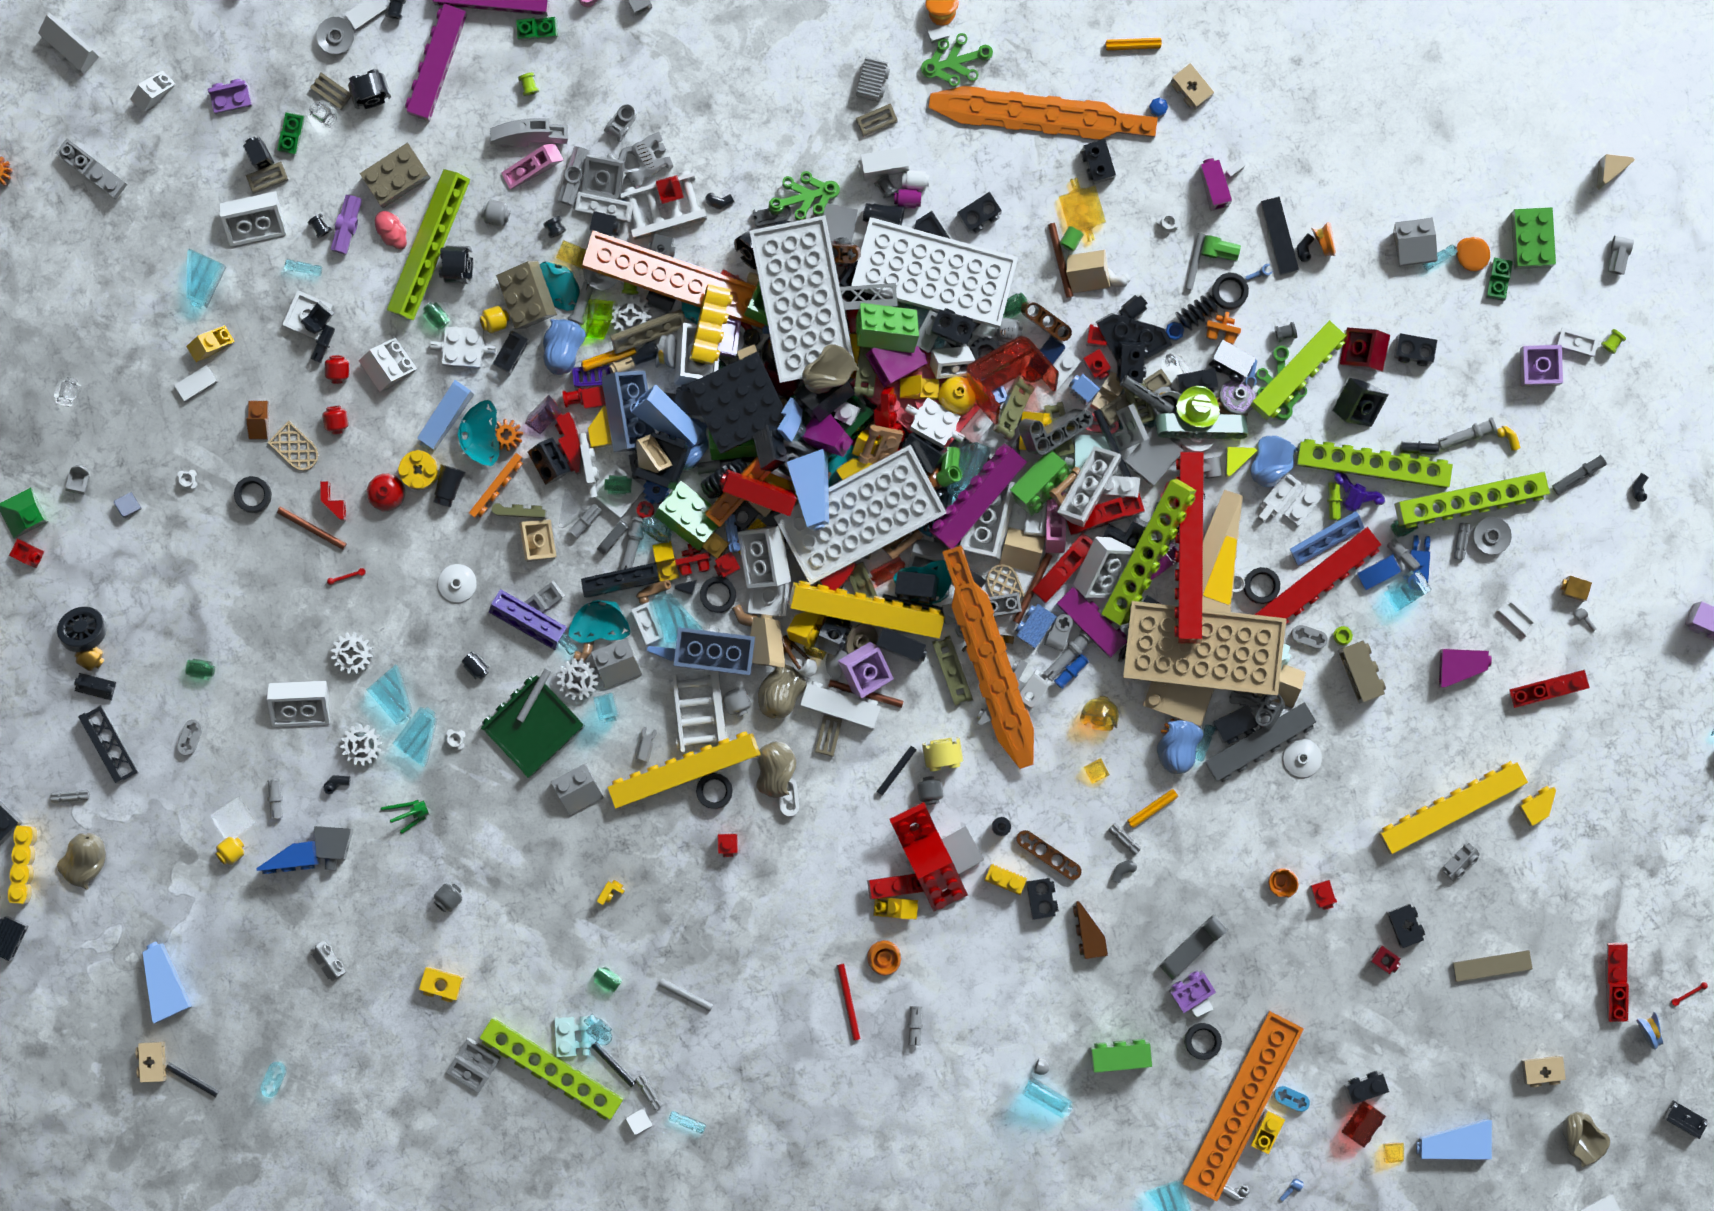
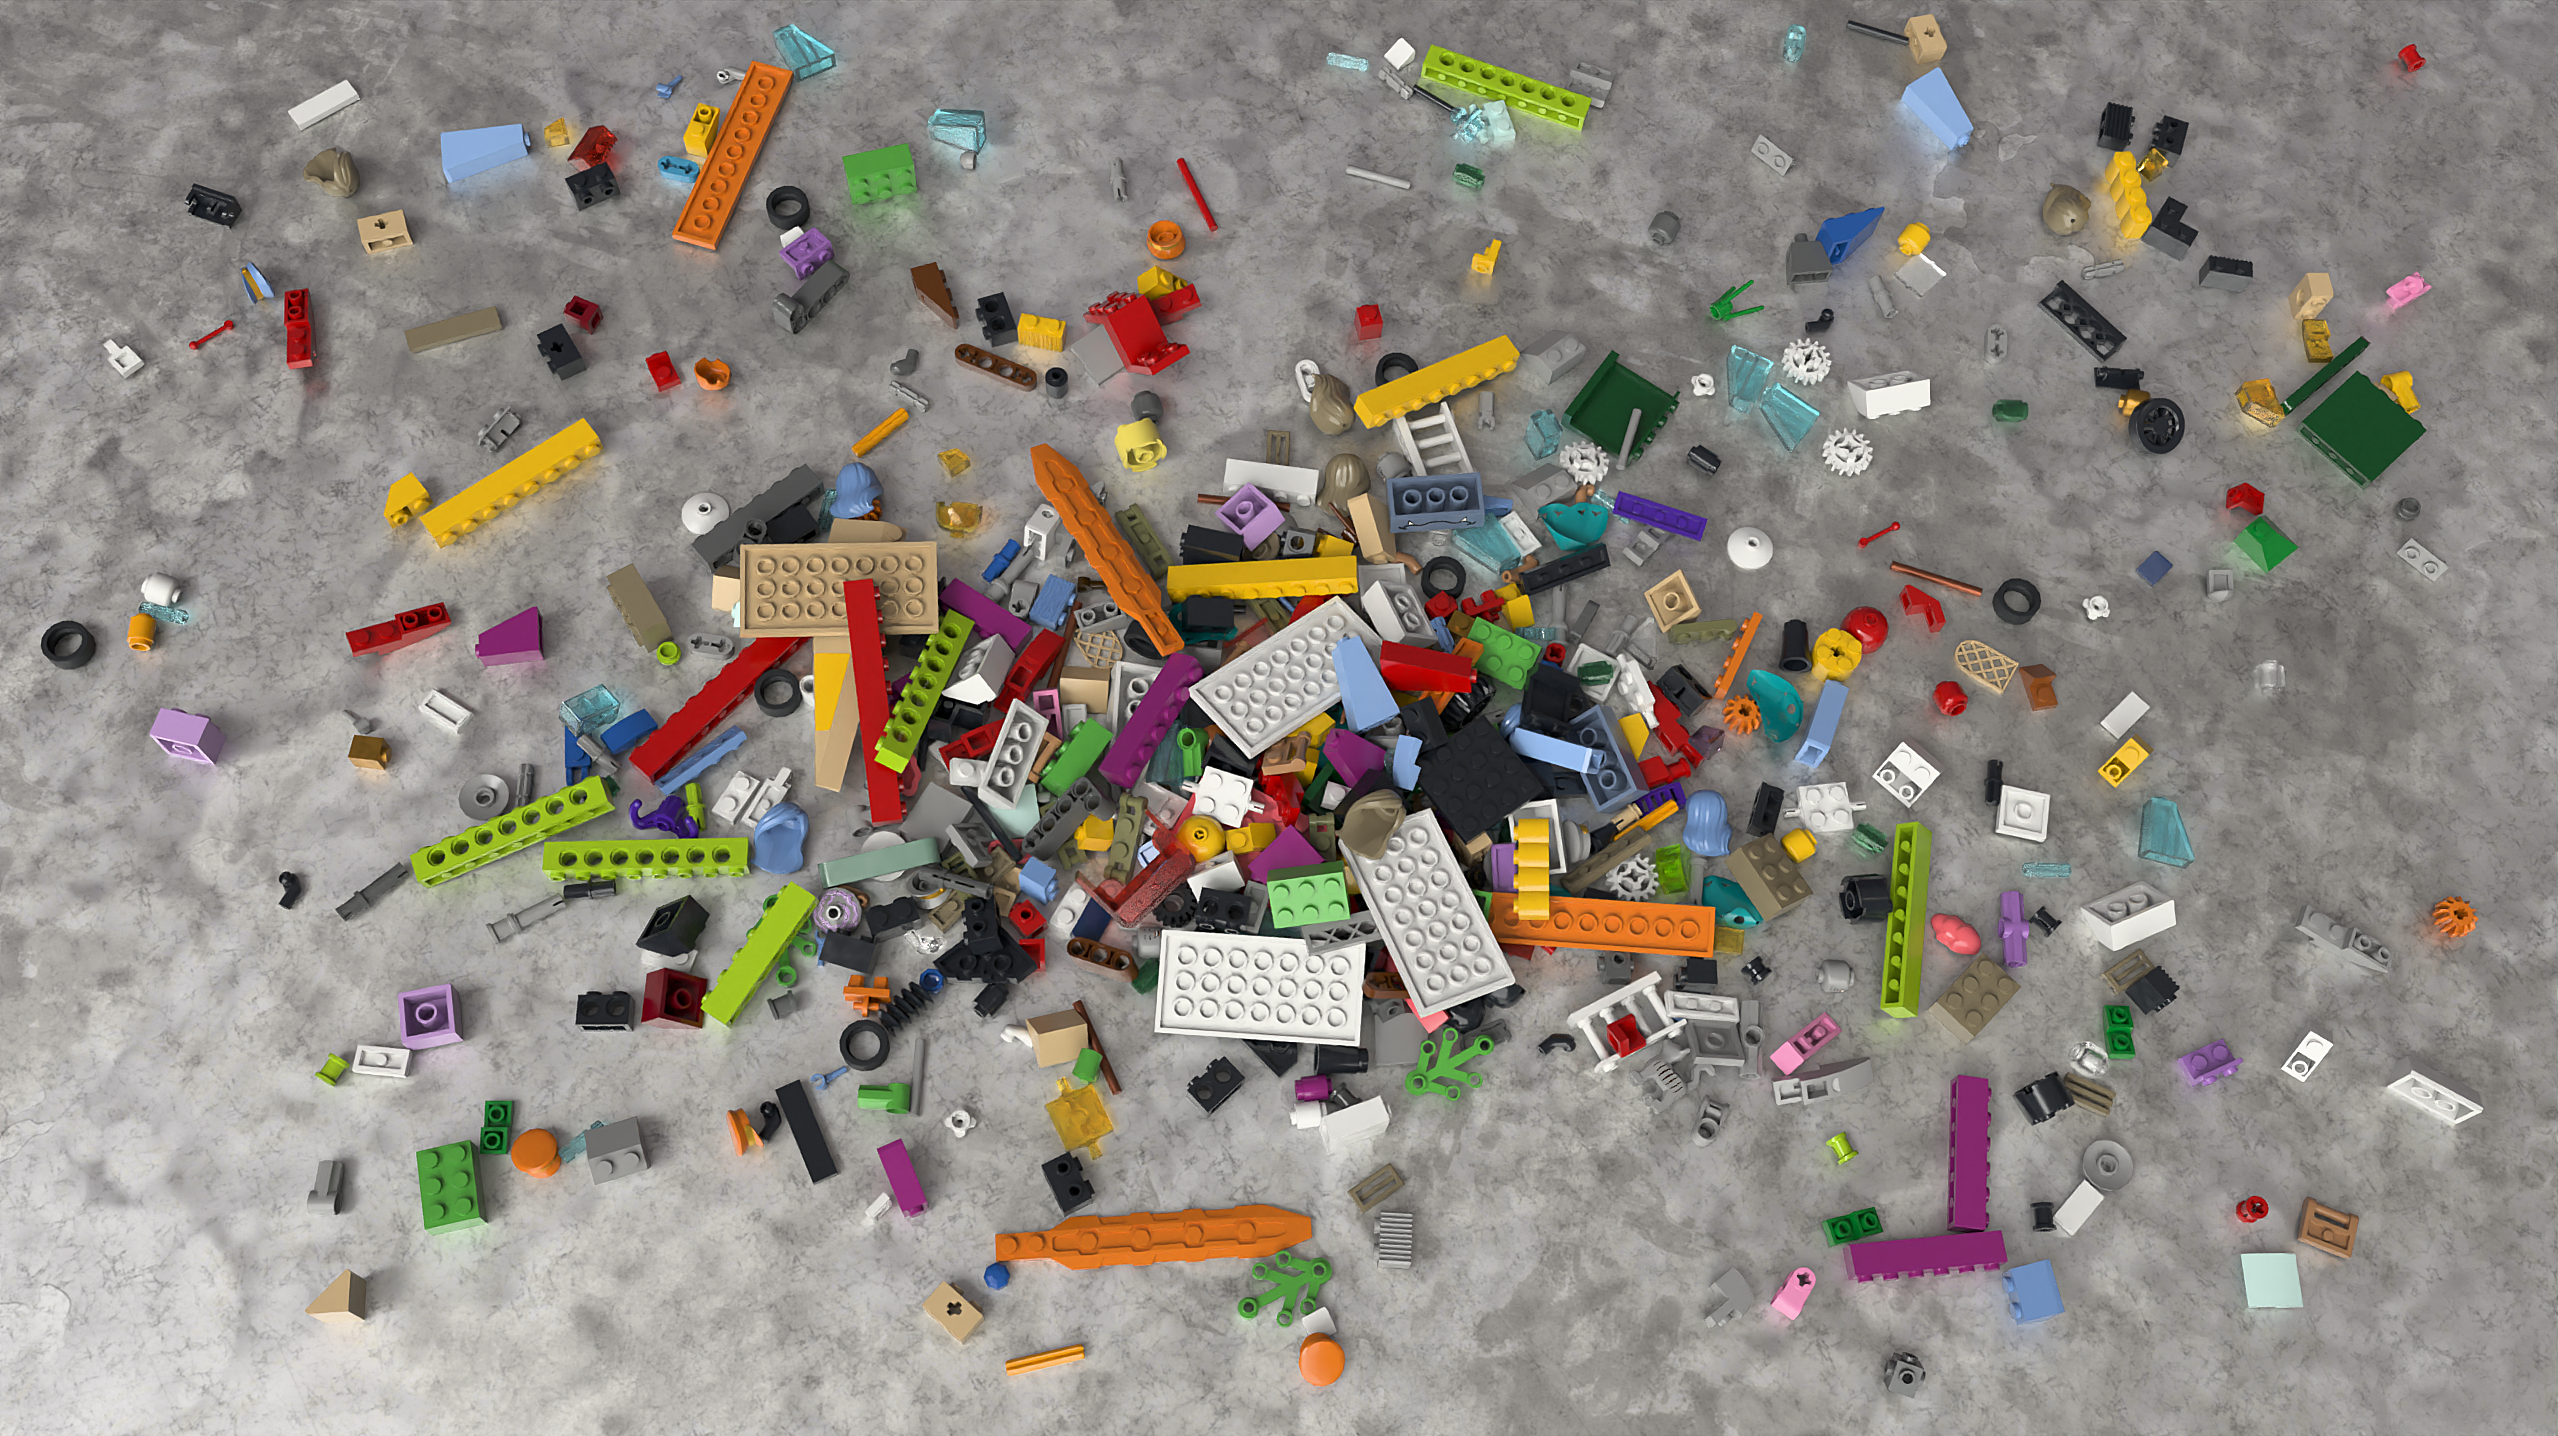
camera: 160 degrees right, 20 degrees down
(317, 318) = (2013, 802): black bracket -> none
(337, 369) = (1967, 755): red head -> none
(452, 981) = (1646, 148): yellow brick -> none
(651, 455) = (1564, 704): tan slope -> none
(687, 587) = (1482, 580): black slope -> none
(808, 669) = (1315, 516): white arm -> none
(896, 770) = (1190, 428): black bar -> none
(1198, 407) = (886, 877): lime hat -> none
(1236, 458) = (827, 837): neon yellow slope -> none
(1506, 432) = (468, 926): yellow arm -> none

